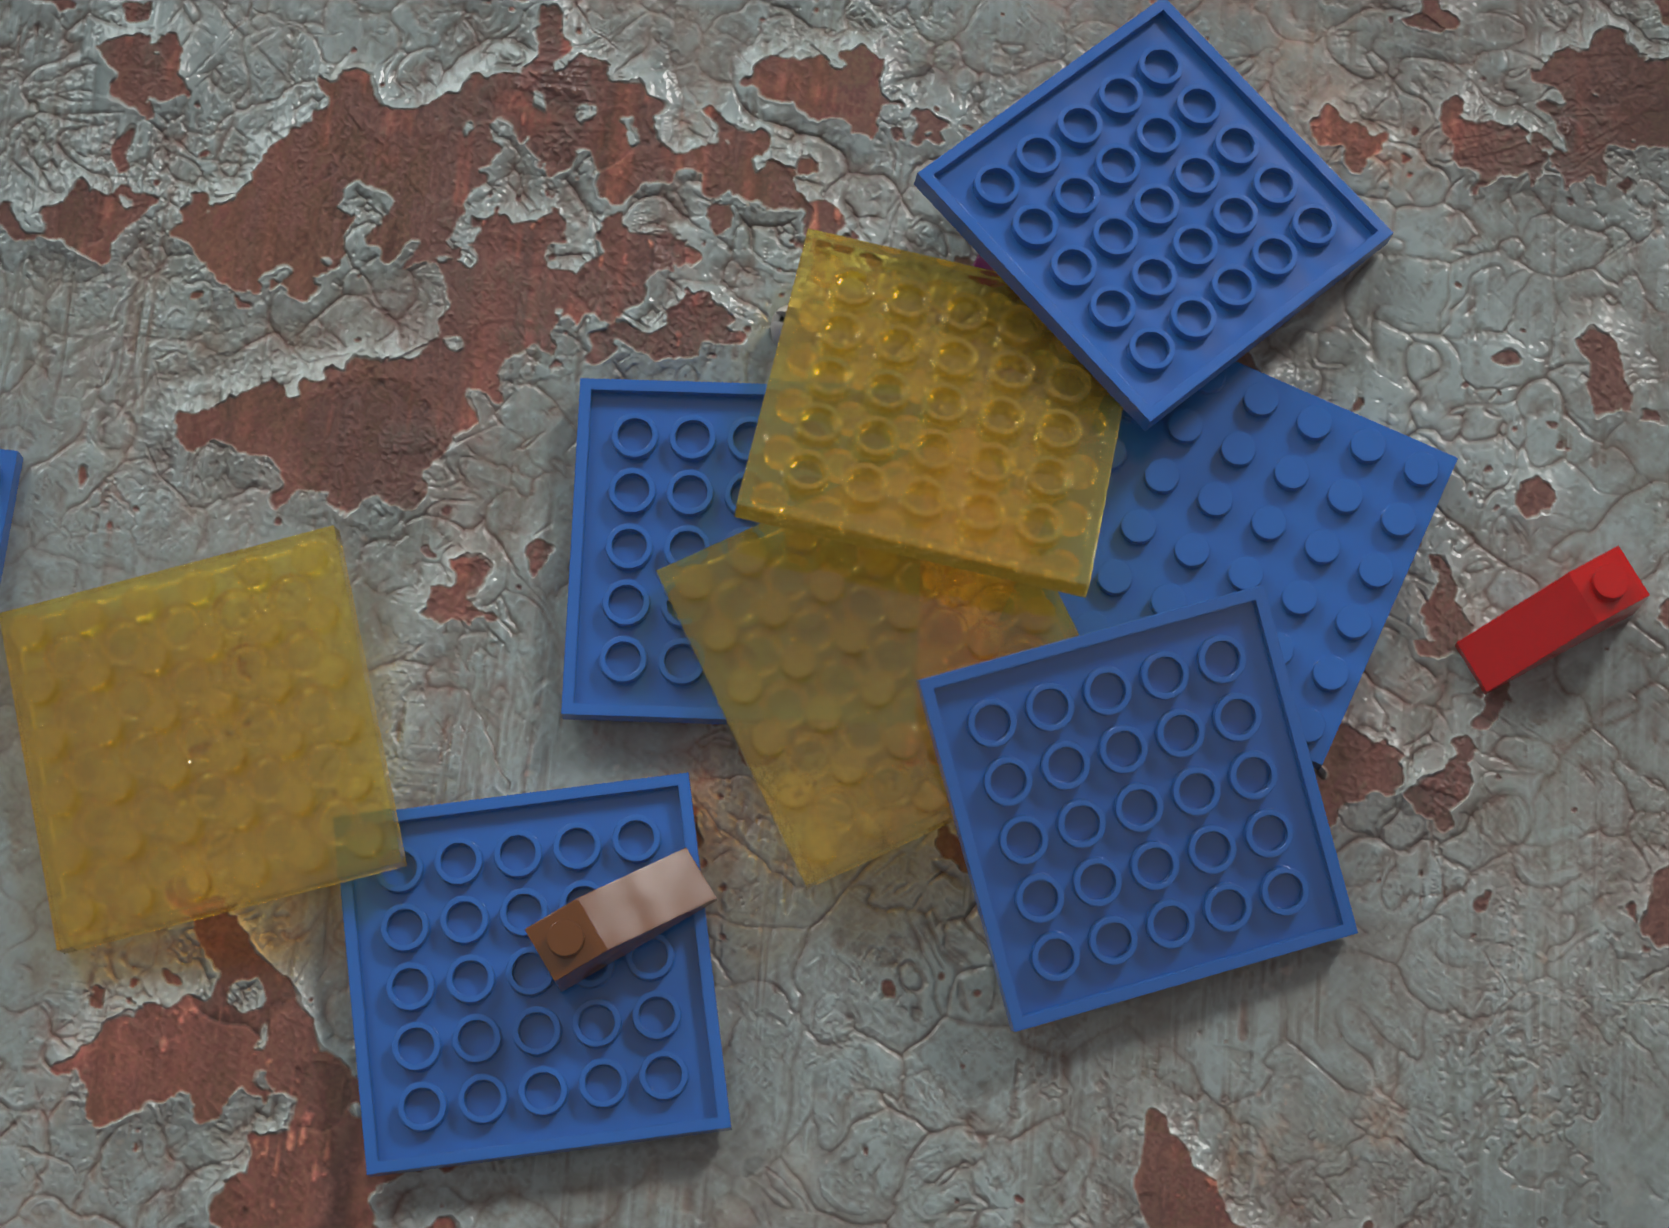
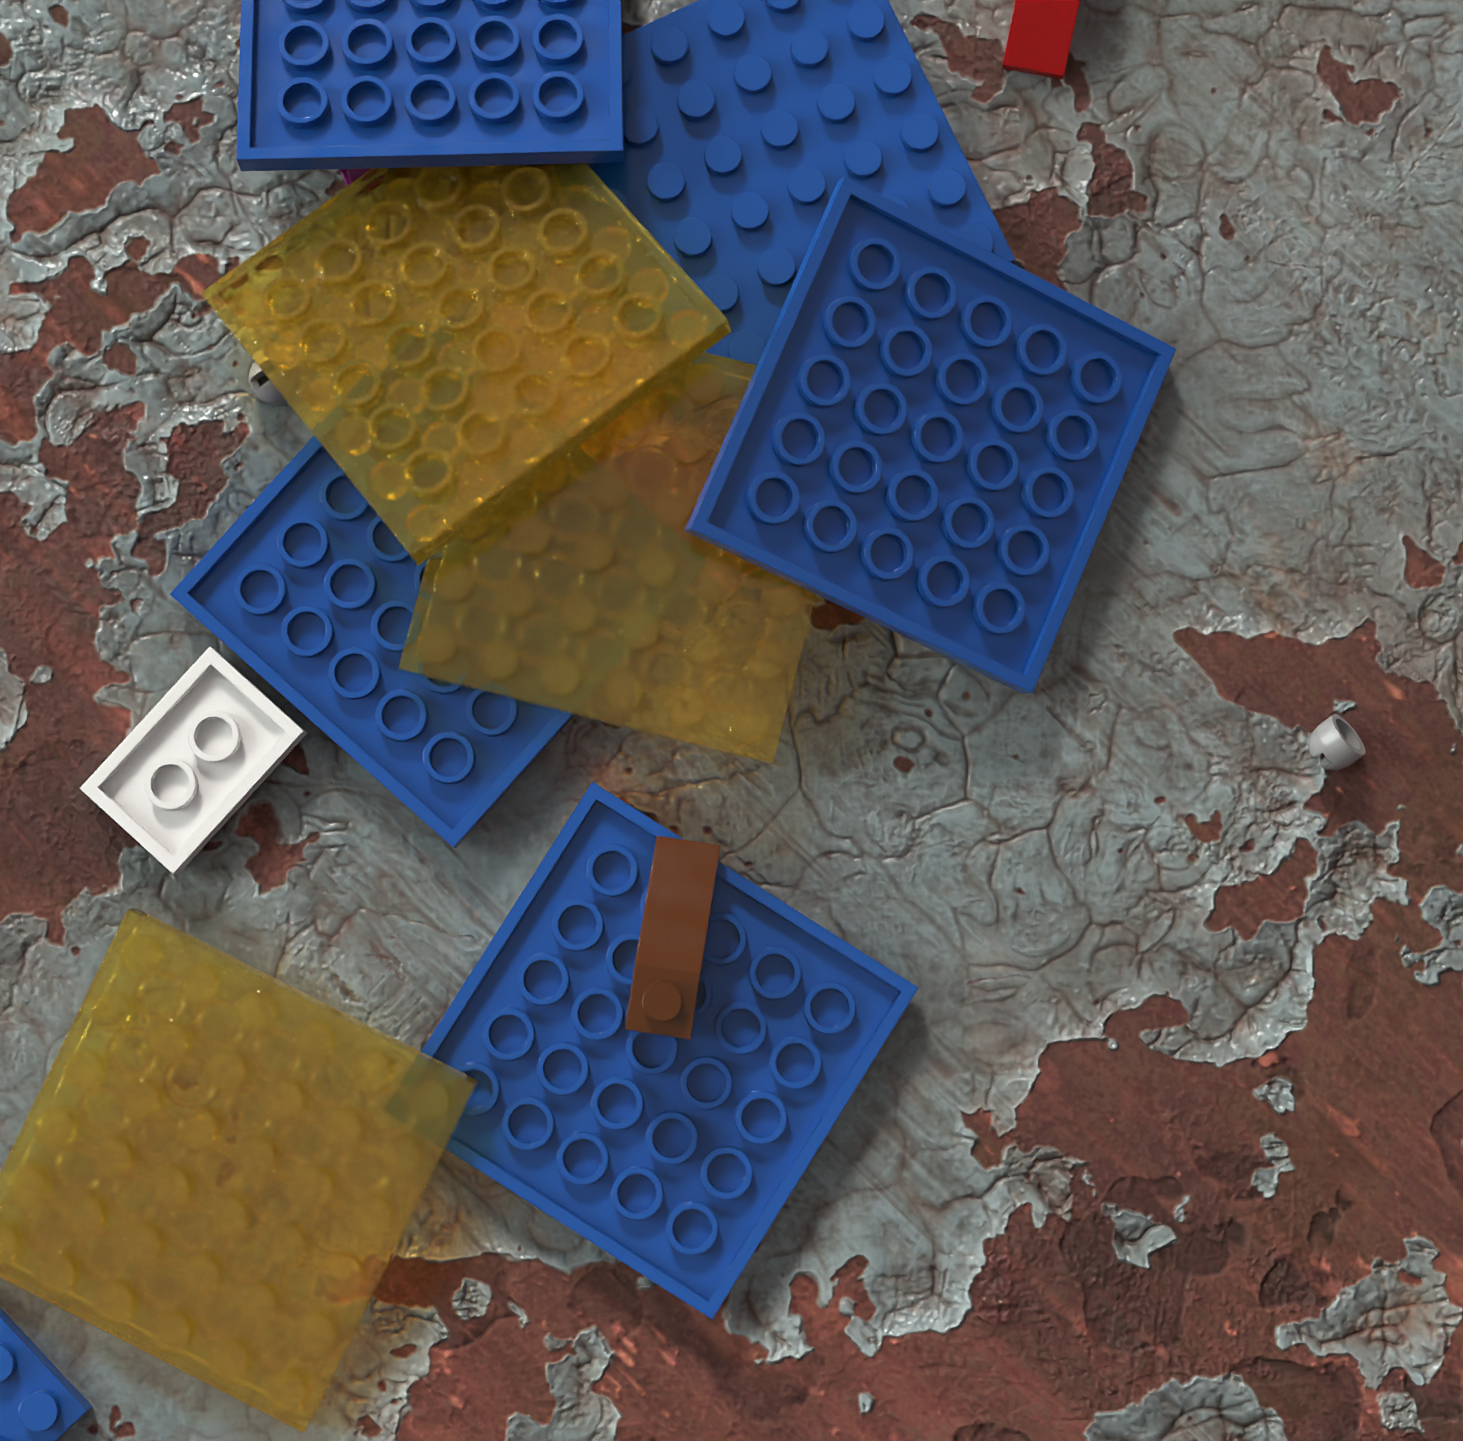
camera: 50 degrees left, 10 degrees up
(477, 489) = (193, 761): none -> white plate

